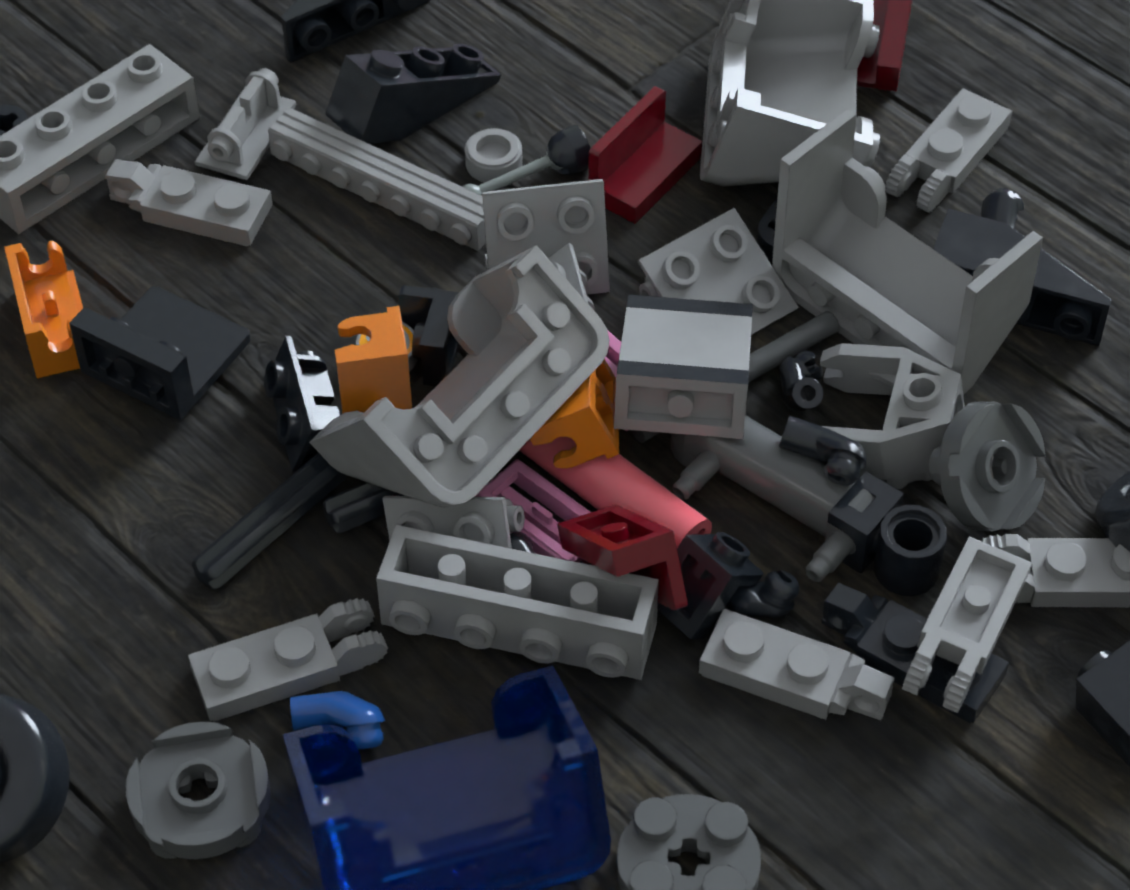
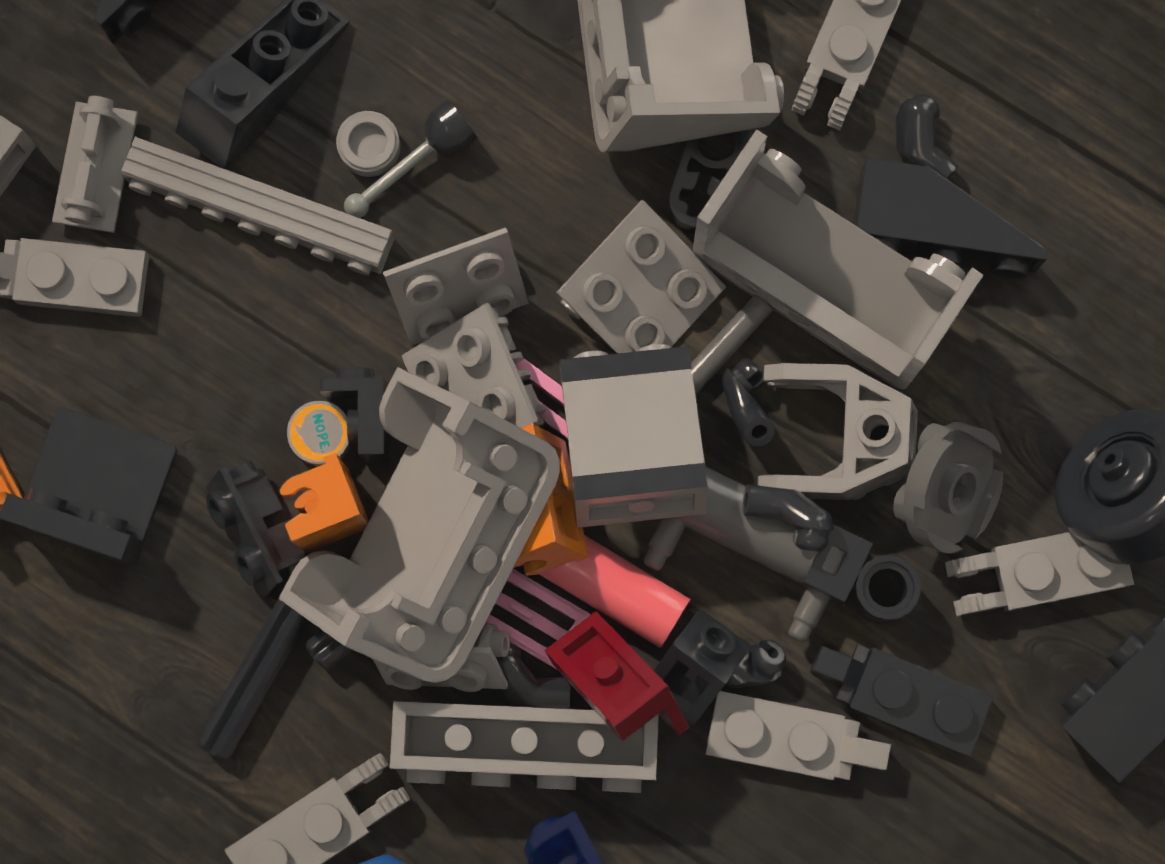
camera: 10 degrees left, 30 degrees up
(642, 158) = (531, 129): dark red panel -> none
(968, 617) = (954, 678): light grey hinge -> none

